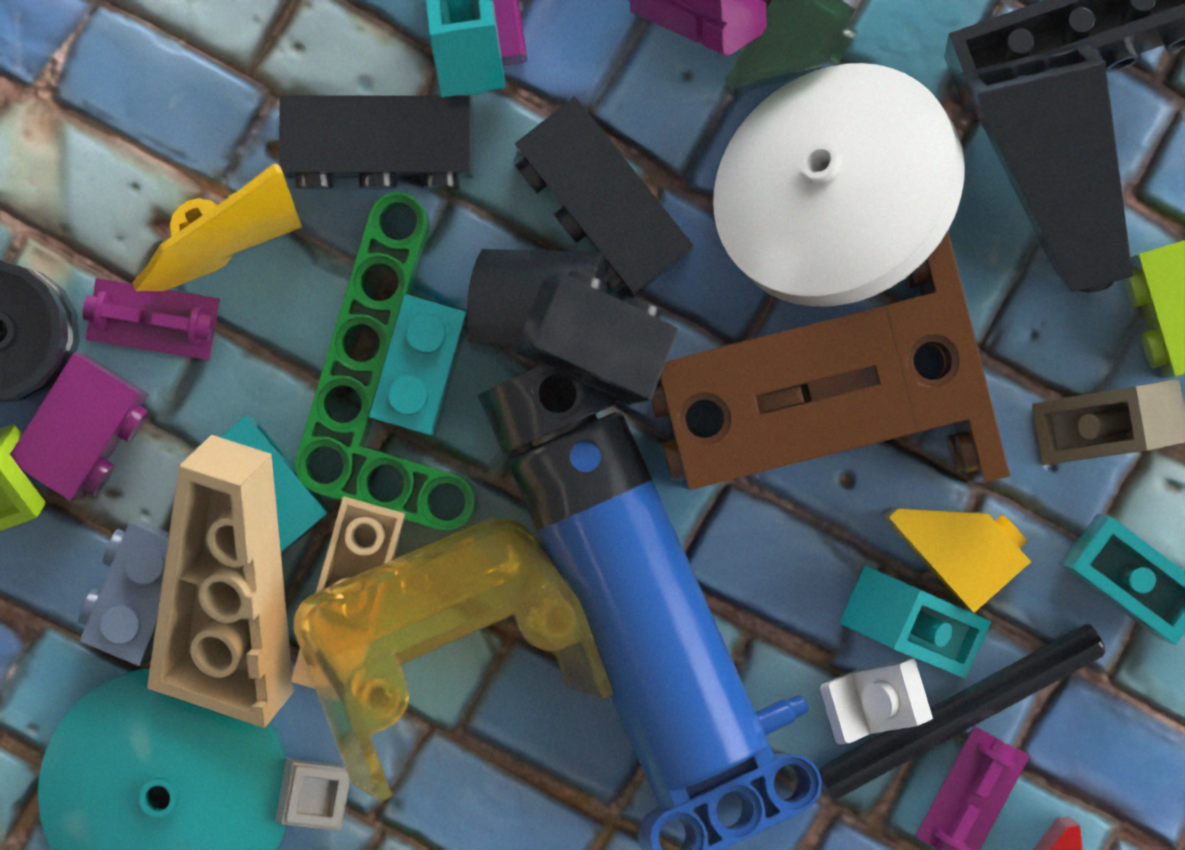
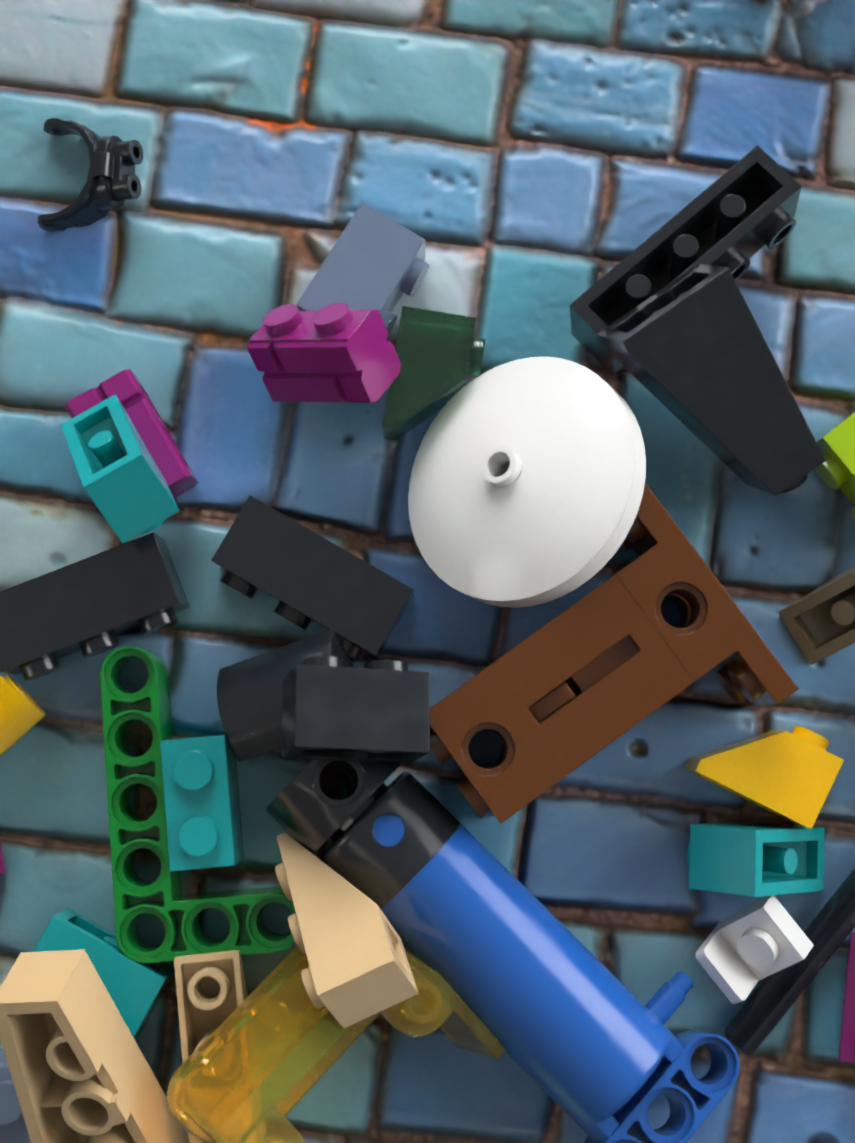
camera: 15 degrees left, 5 degrees down
(510, 531) = (348, 941): none -> tan slope

